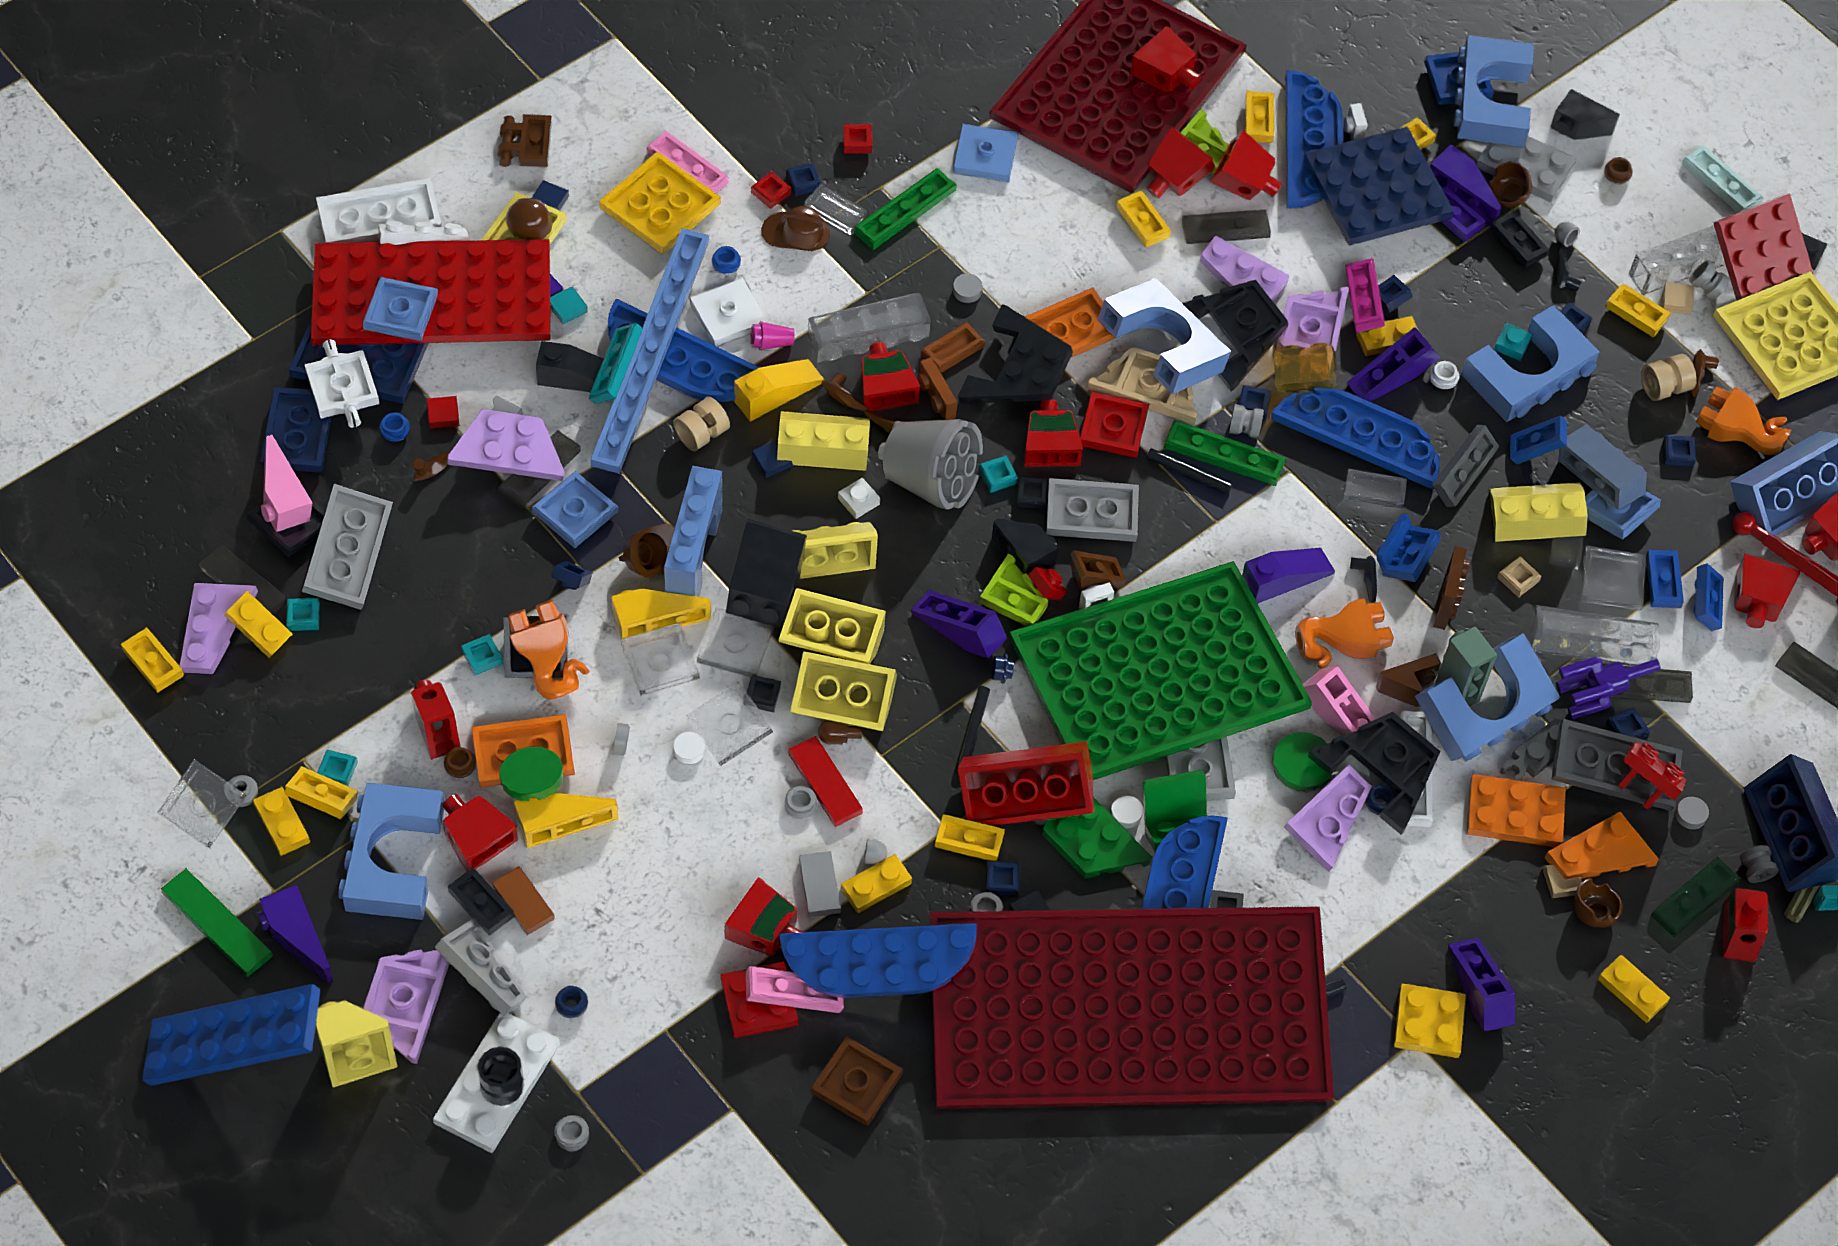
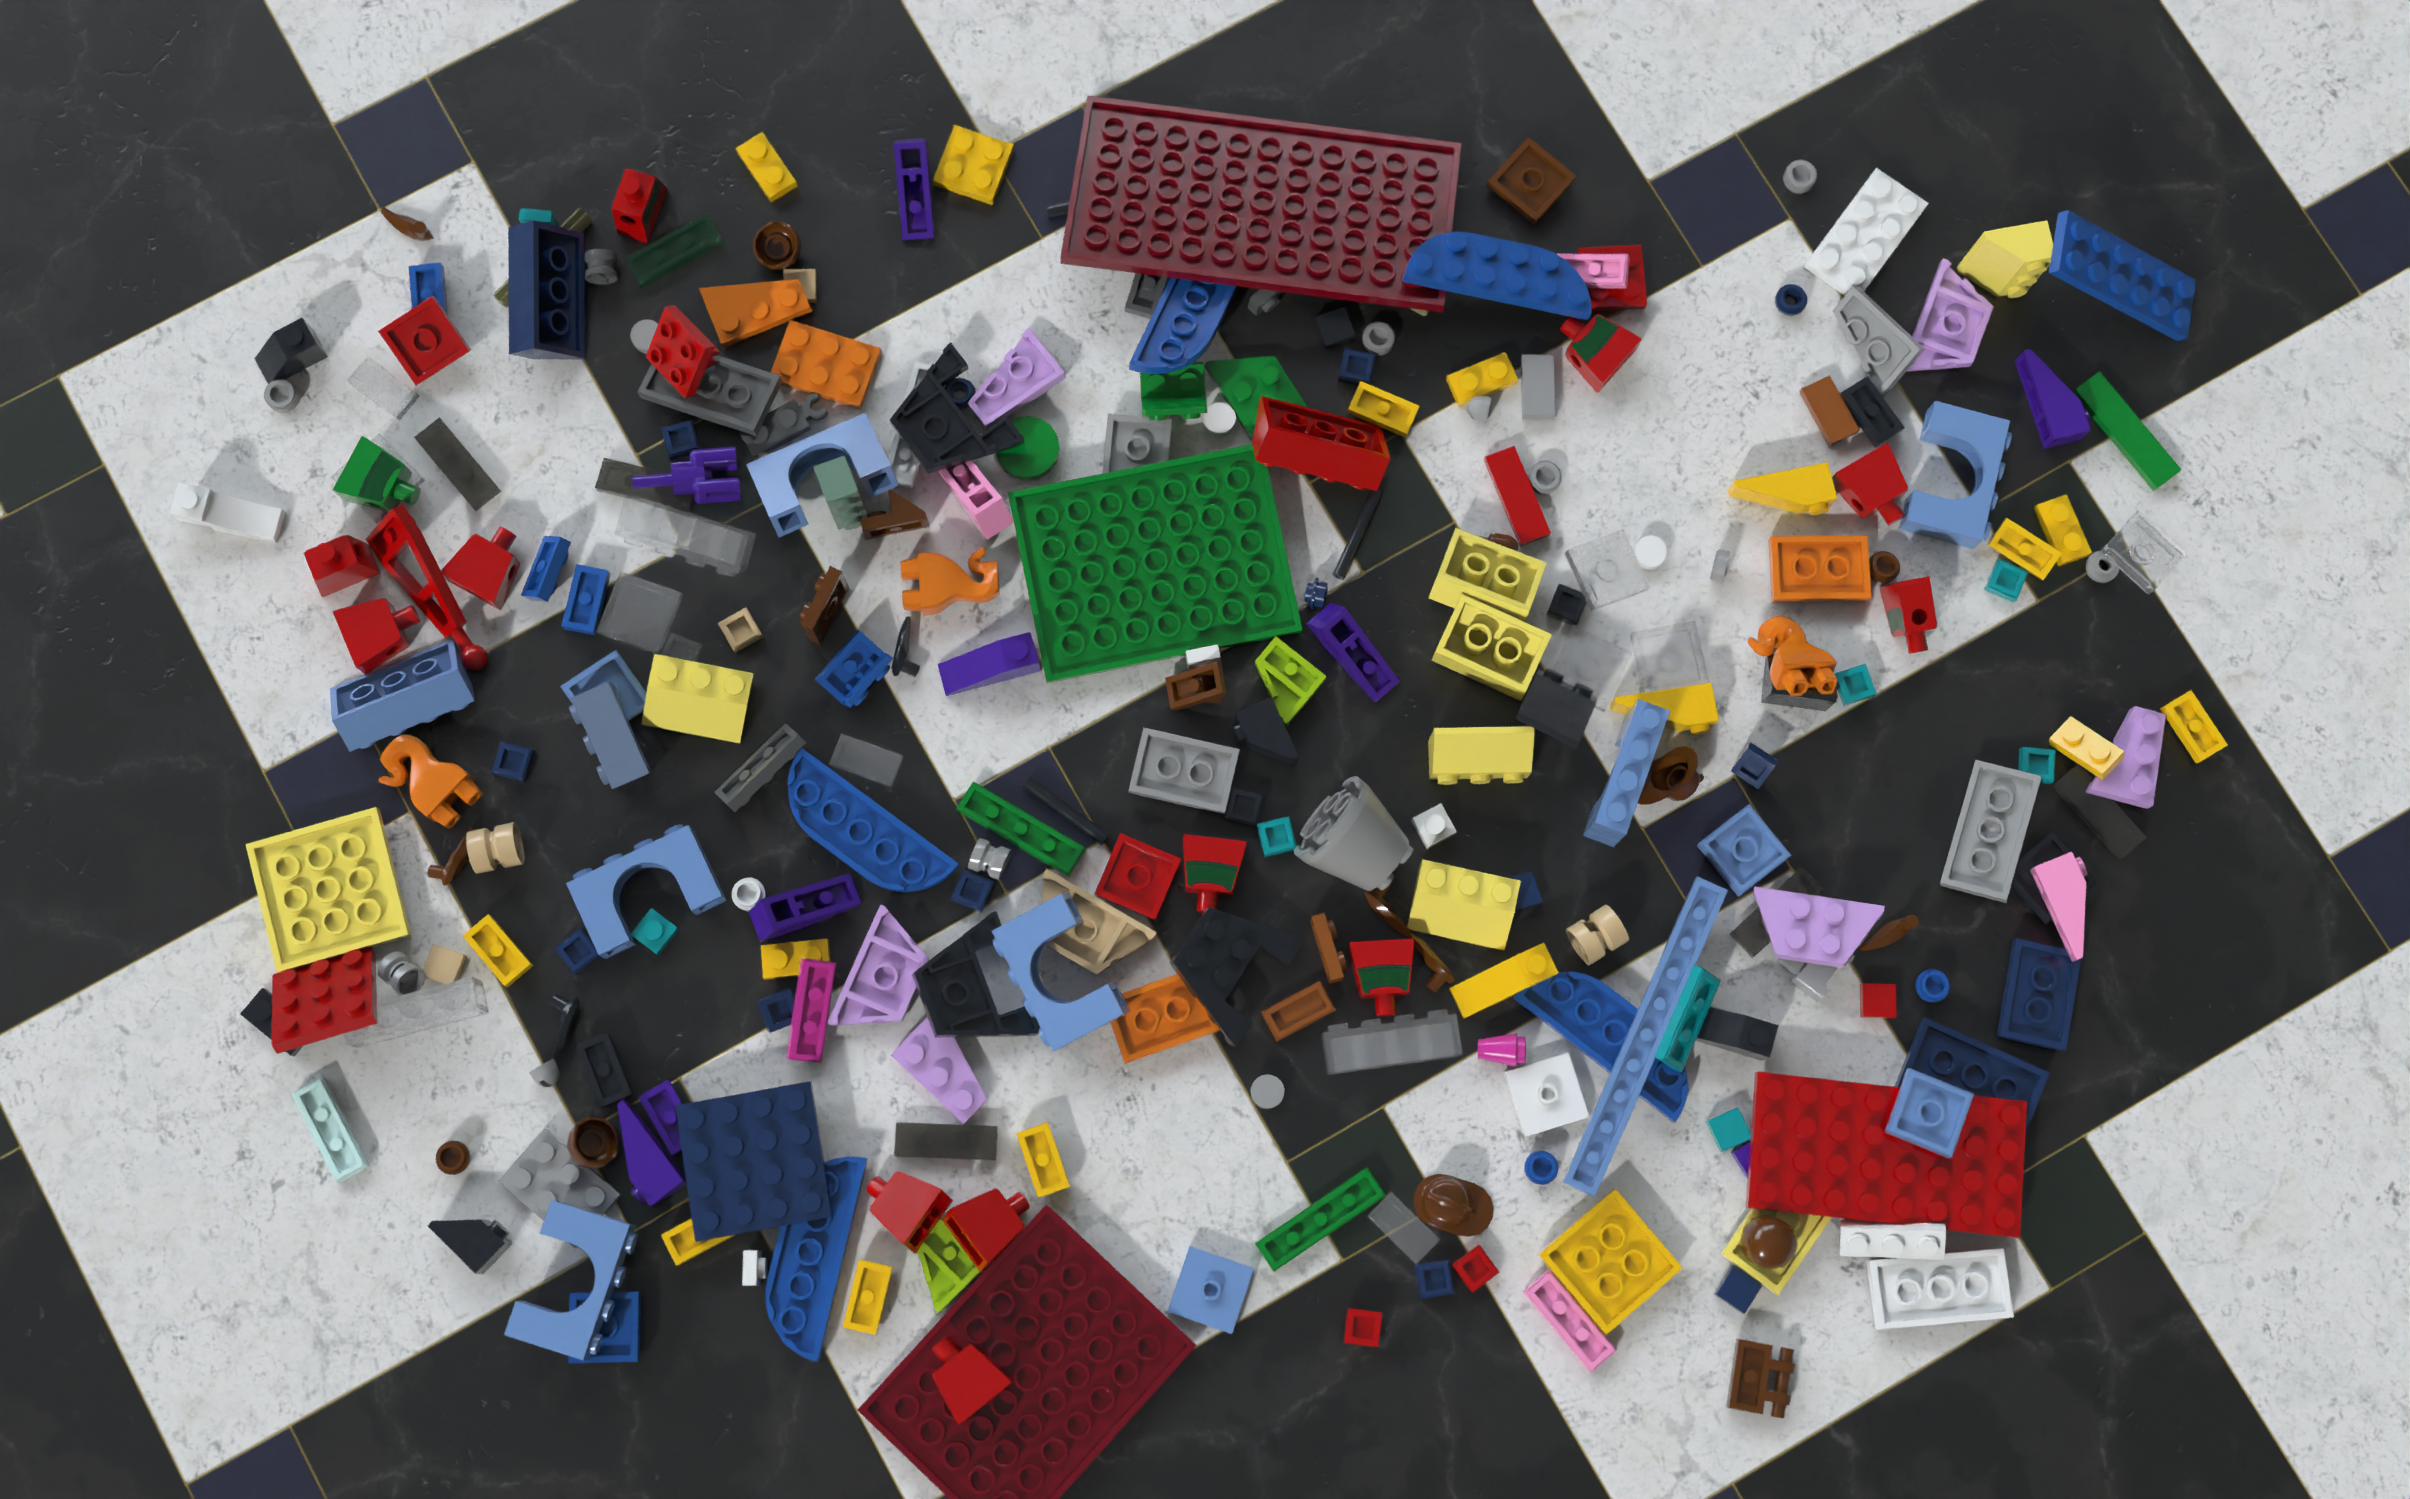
camera: 170 degrees left, 20 degrees up
(341, 383) = (1994, 1033): white plate -> none
(500, 1076) = (1869, 211): black wheel -> none
(531, 773) = (1817, 524): green tile -> none
(1048, 583) = (1250, 684): red plate -> none
(1305, 367) = (908, 908): clear yellow brick -> none
(1538, 440) = (671, 779): blue plate -> none

